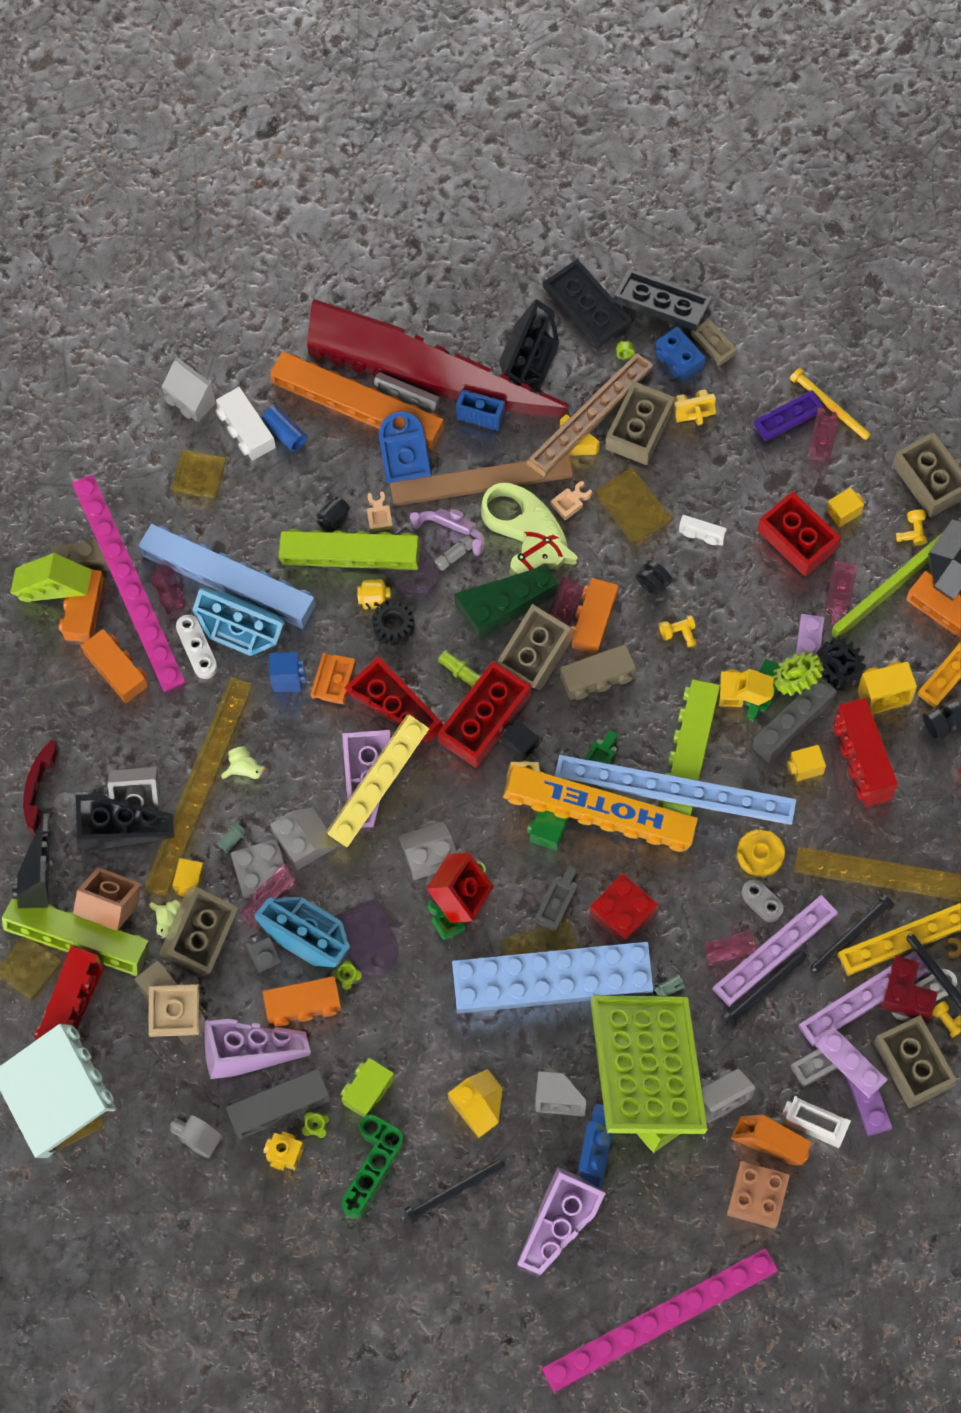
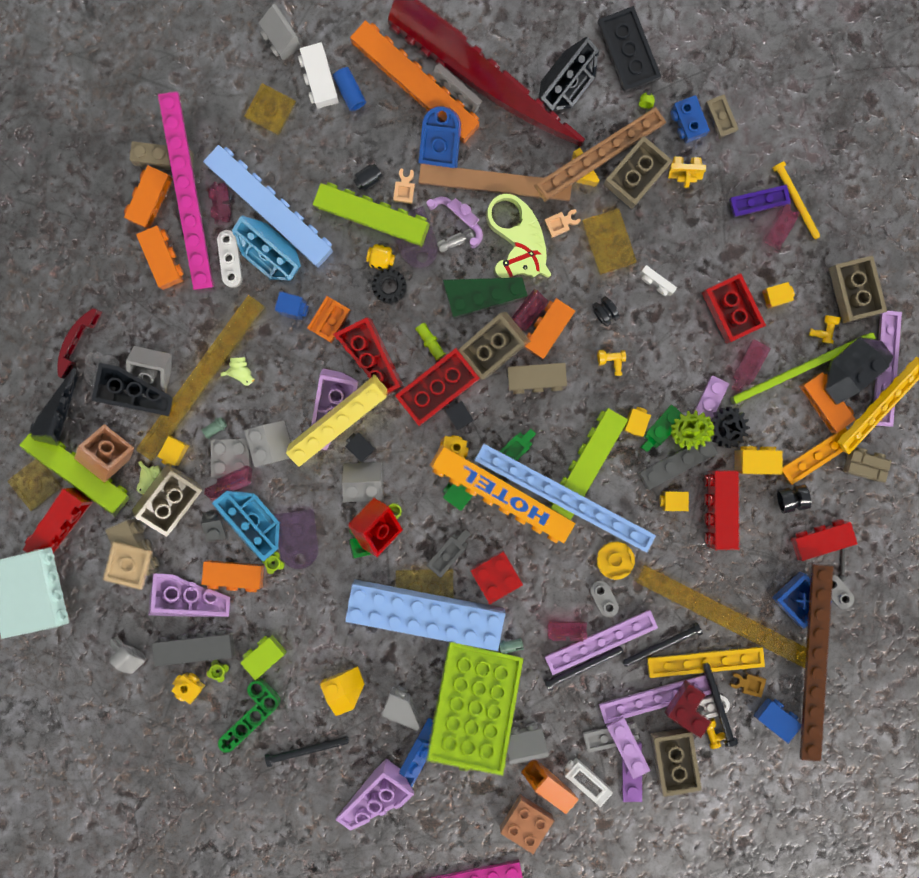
camera: 20 degrees right, 20 degrees up
(50, 579) = (125, 171): lime wedge -> none
(413, 809) = (359, 446): none -> black brick
(480, 410) = (512, 121): blue brick -> none
(662, 299) = (691, 65): black plate -> none
(754, 687) = (654, 431): yellow brick -> none

